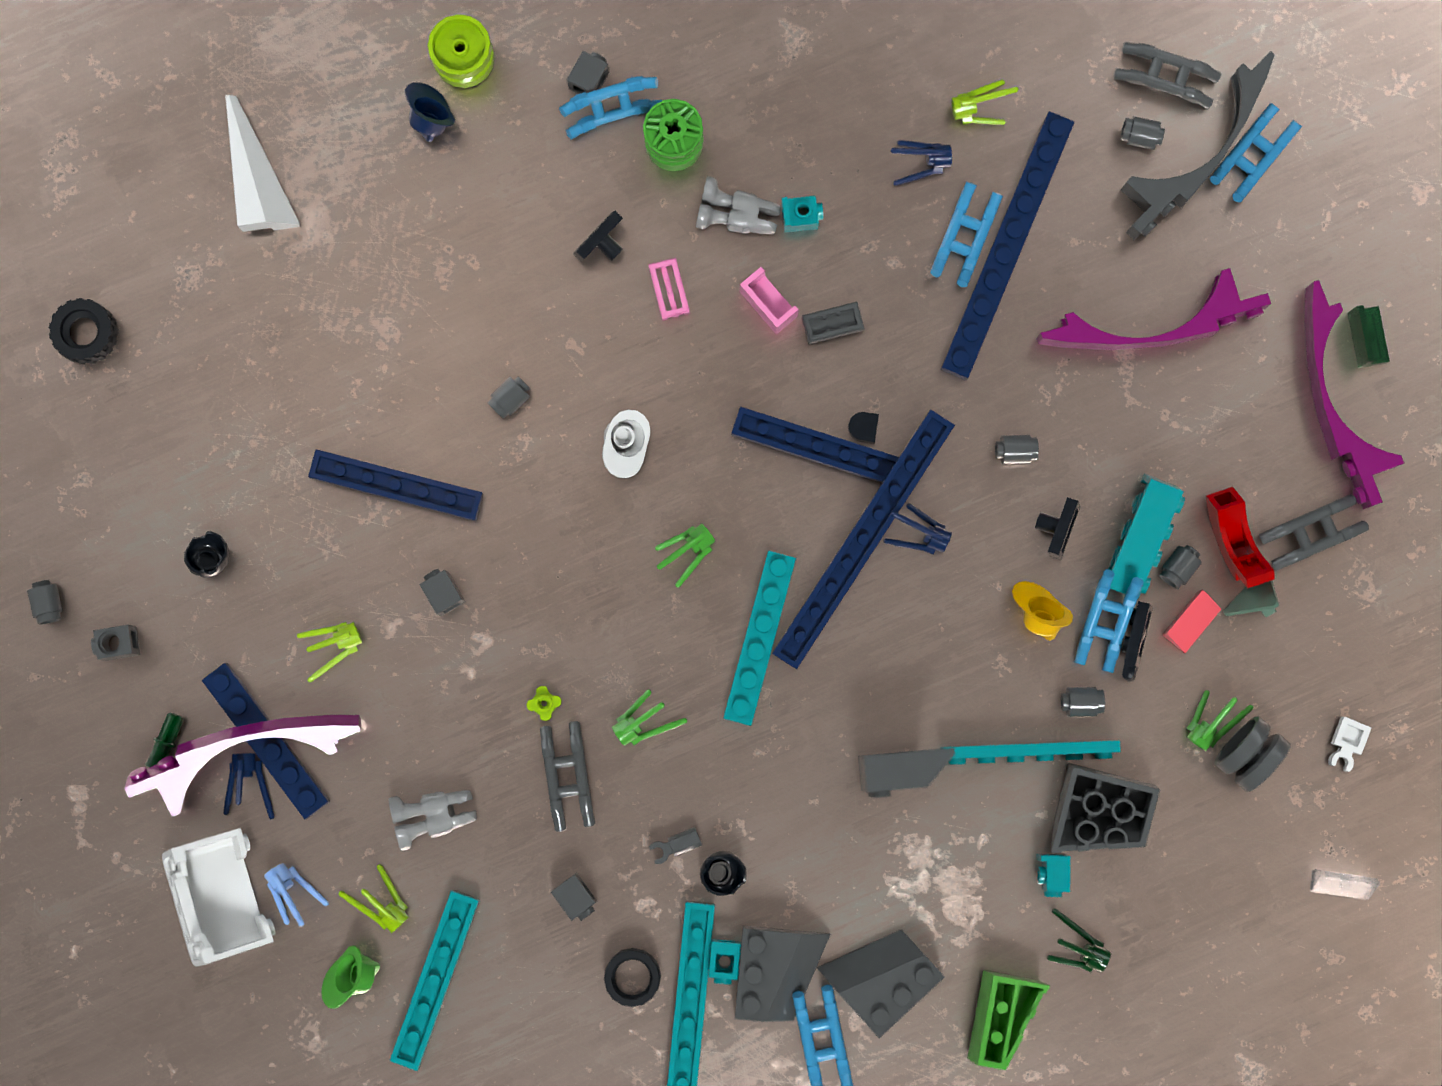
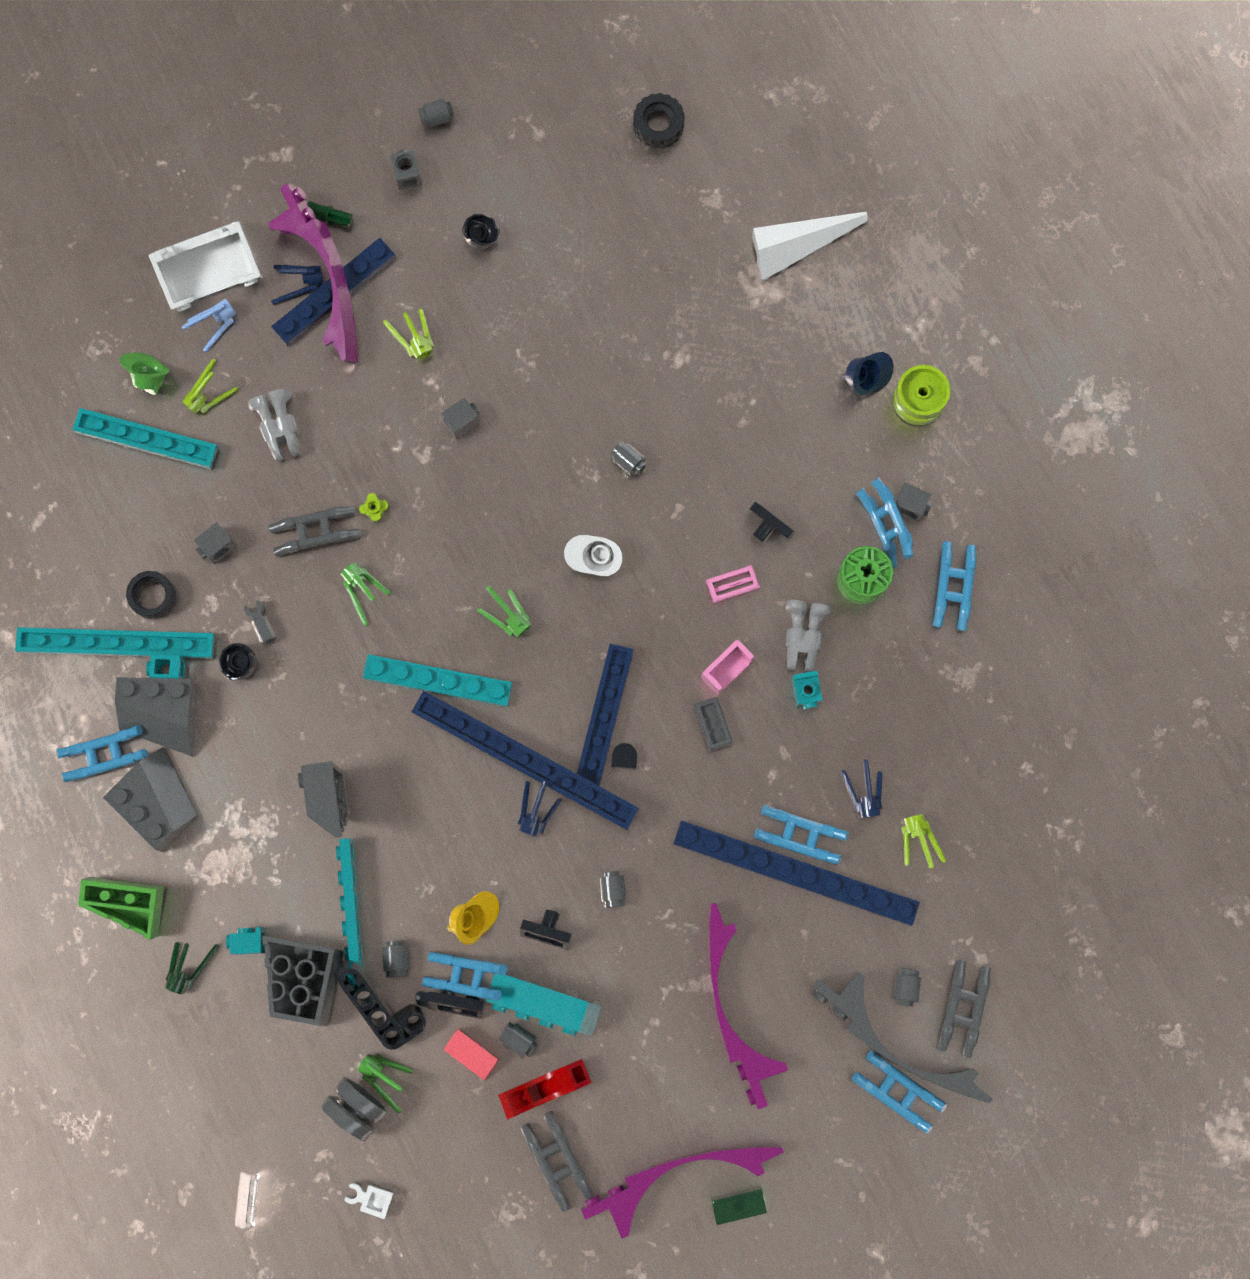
camera: 85 degrees right, 5 degrees down
(395, 485) = (548, 374): dark blue plate -> none
(701, 50) = (944, 595): none -> dark azure piece
(1161, 709) = (374, 1003): none -> black beam
(1254, 599) = (491, 1108): sand green piece -> none

